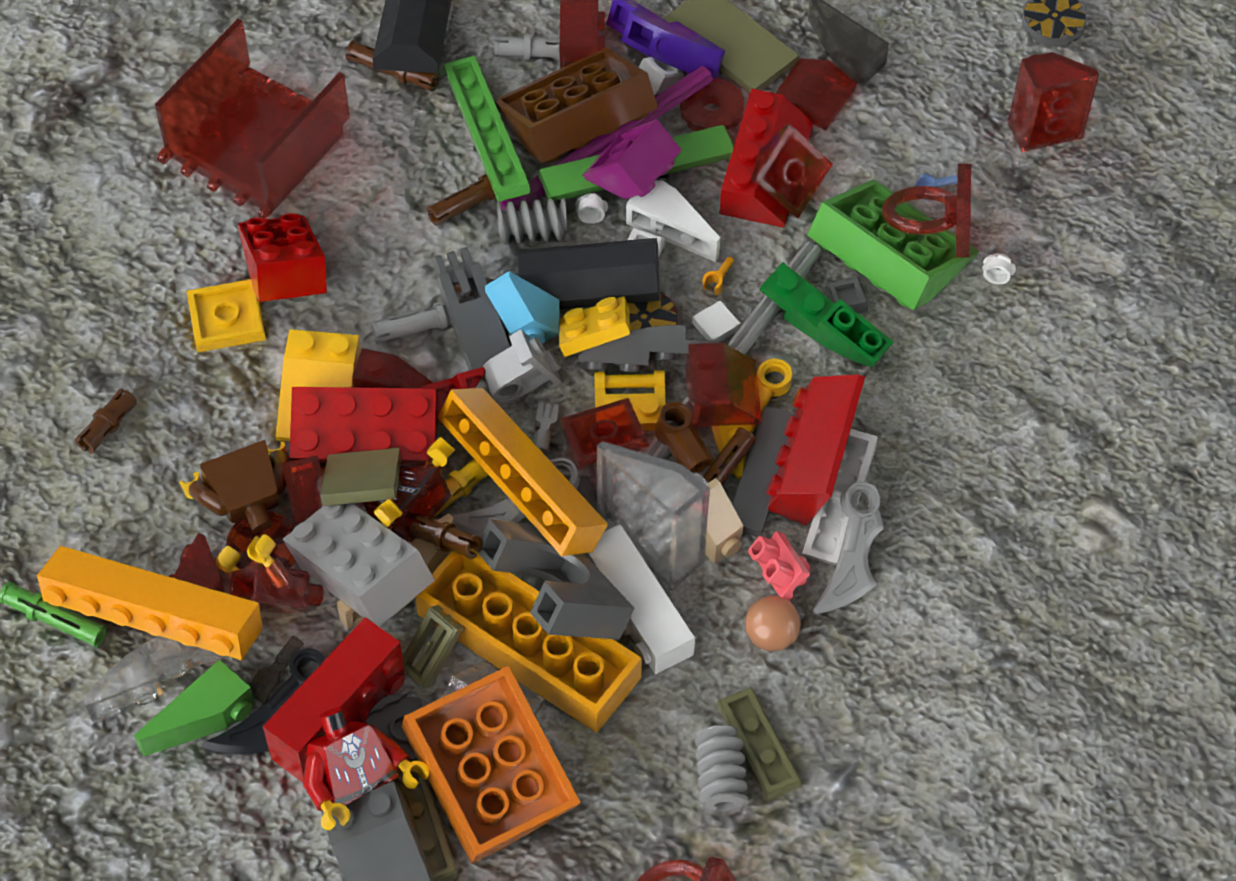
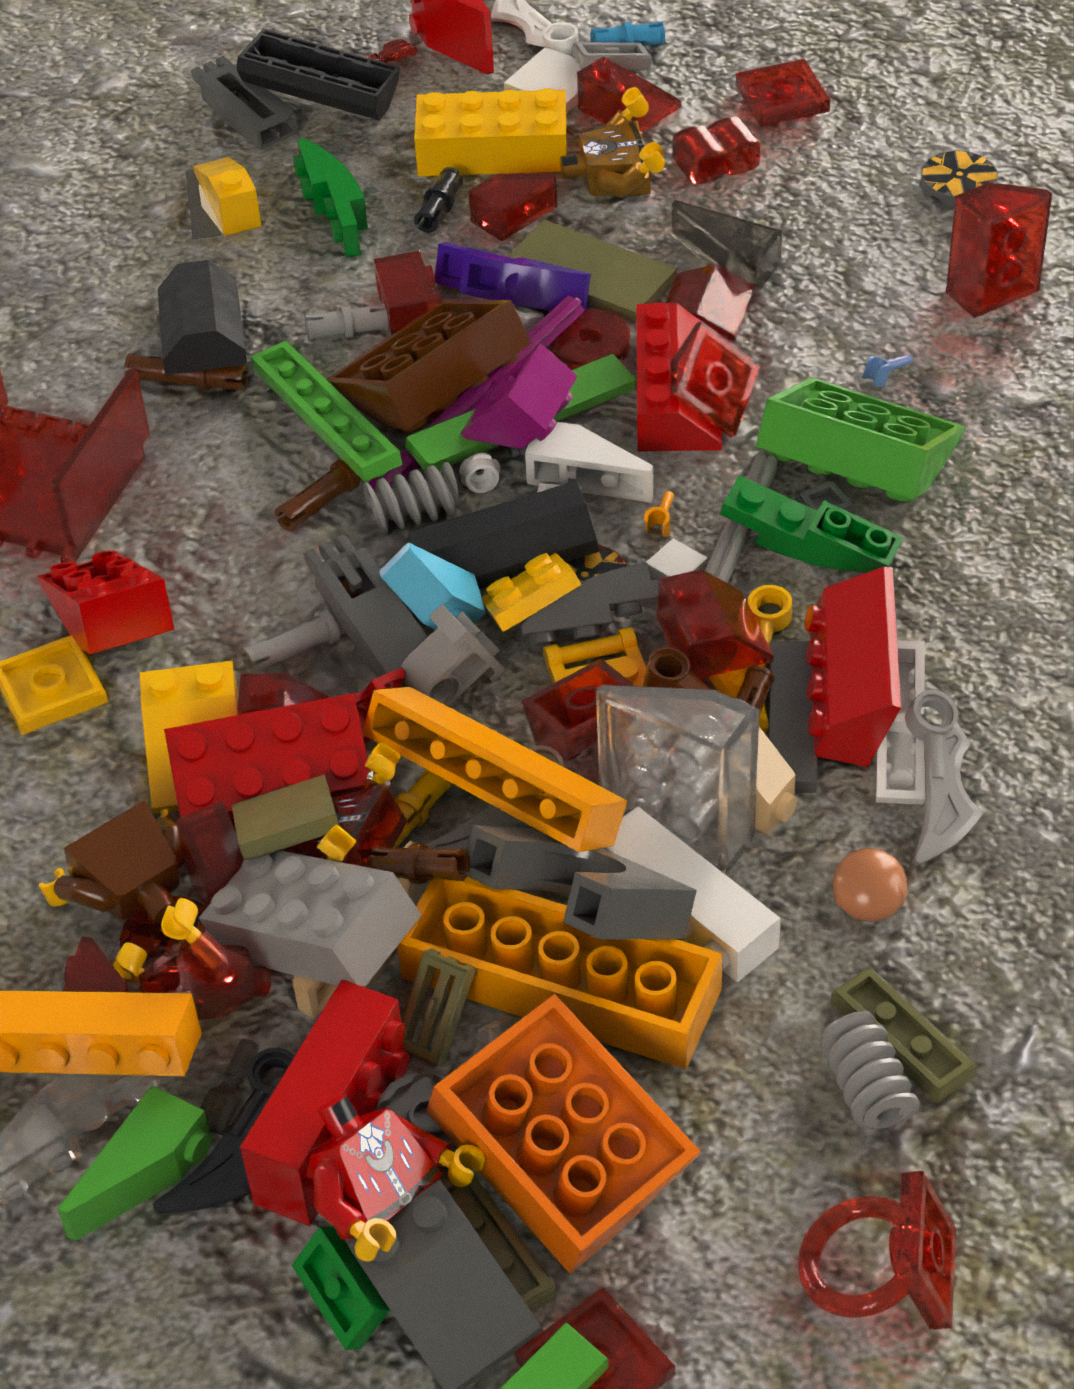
camera: 10 degrees left, 10 degrees down
(310, 839) = (340, 1288): none -> green plate
(546, 420) = (499, 714): light grey piece -> none
(780, 563) = (856, 810): coral hips -> none
(956, 210) = (931, 380): clear red tile -> none
(998, 268) = (999, 445): white plate -> none

